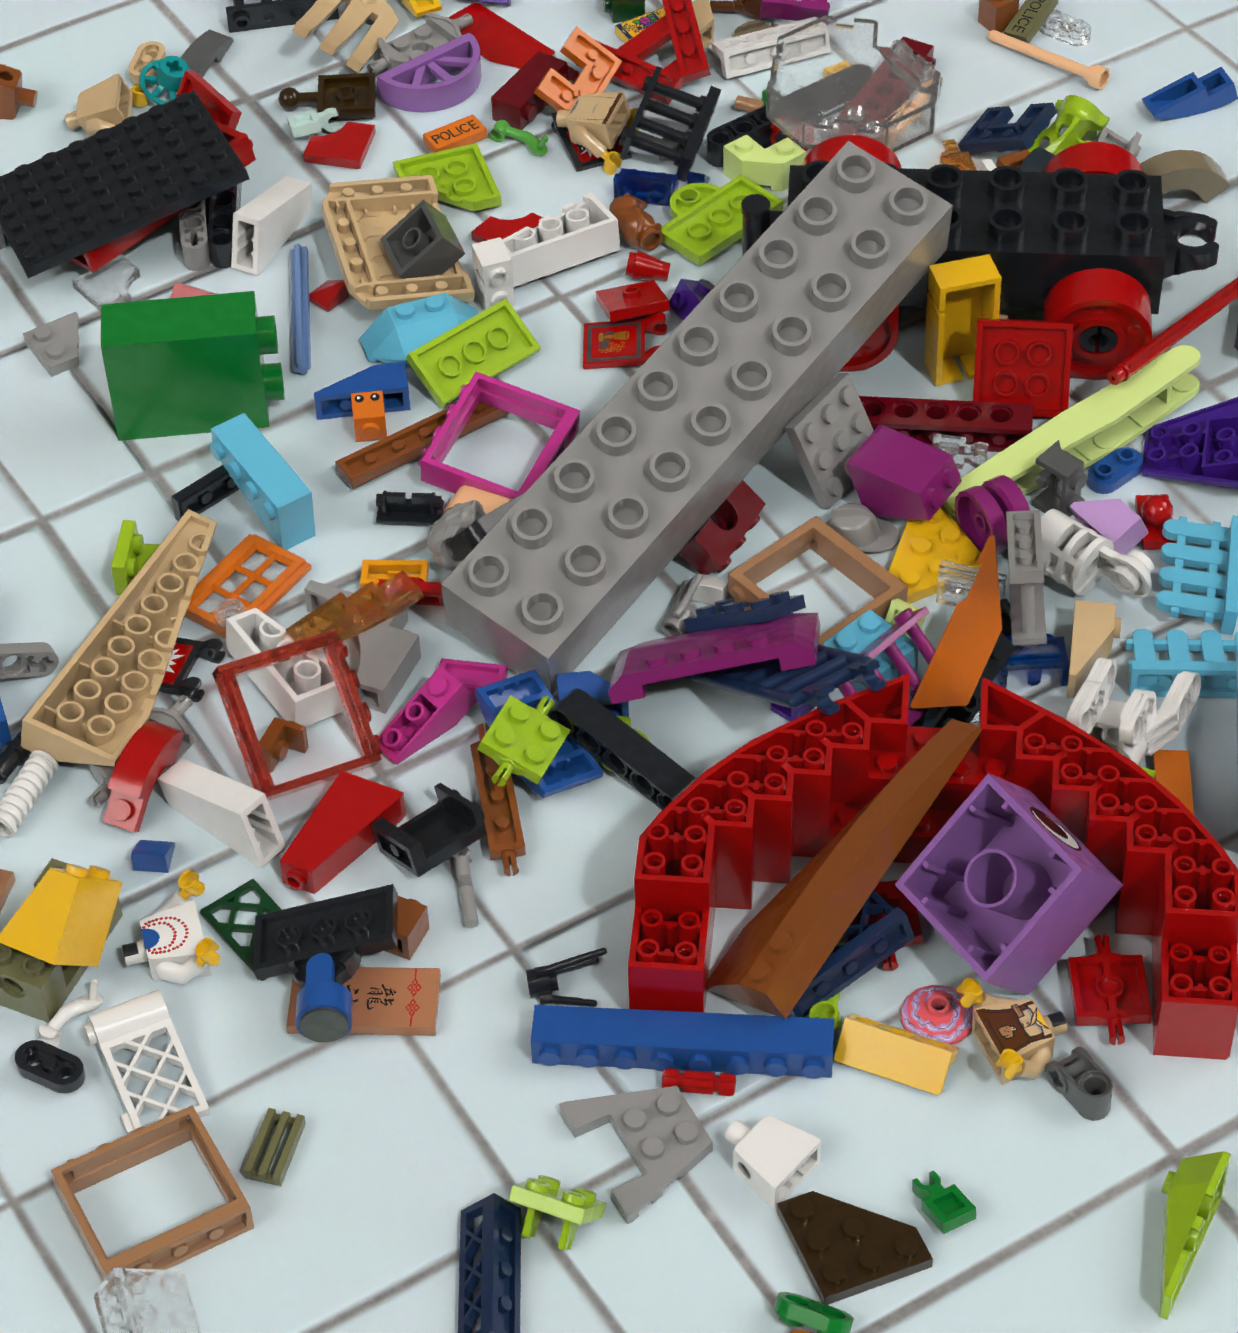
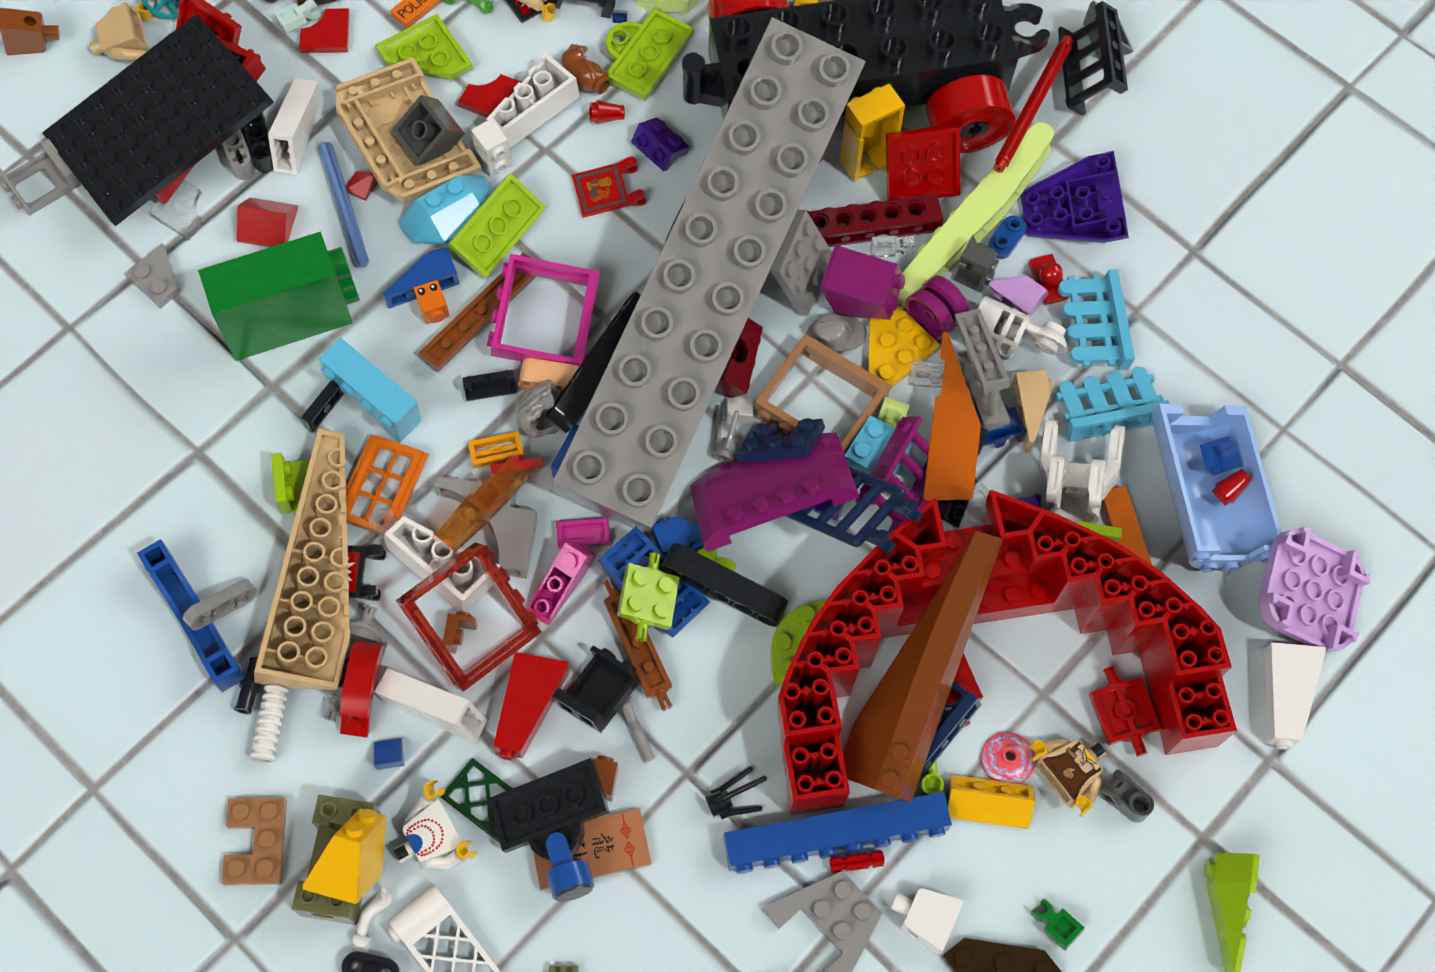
camera: 20 degrees left, 20 degrees up
(632, 300) = (605, 148): red plate -> none
(648, 186) = (581, 30): clear blue bracket -> none
(1008, 885) = (1047, 660): medium lavender brick -> none

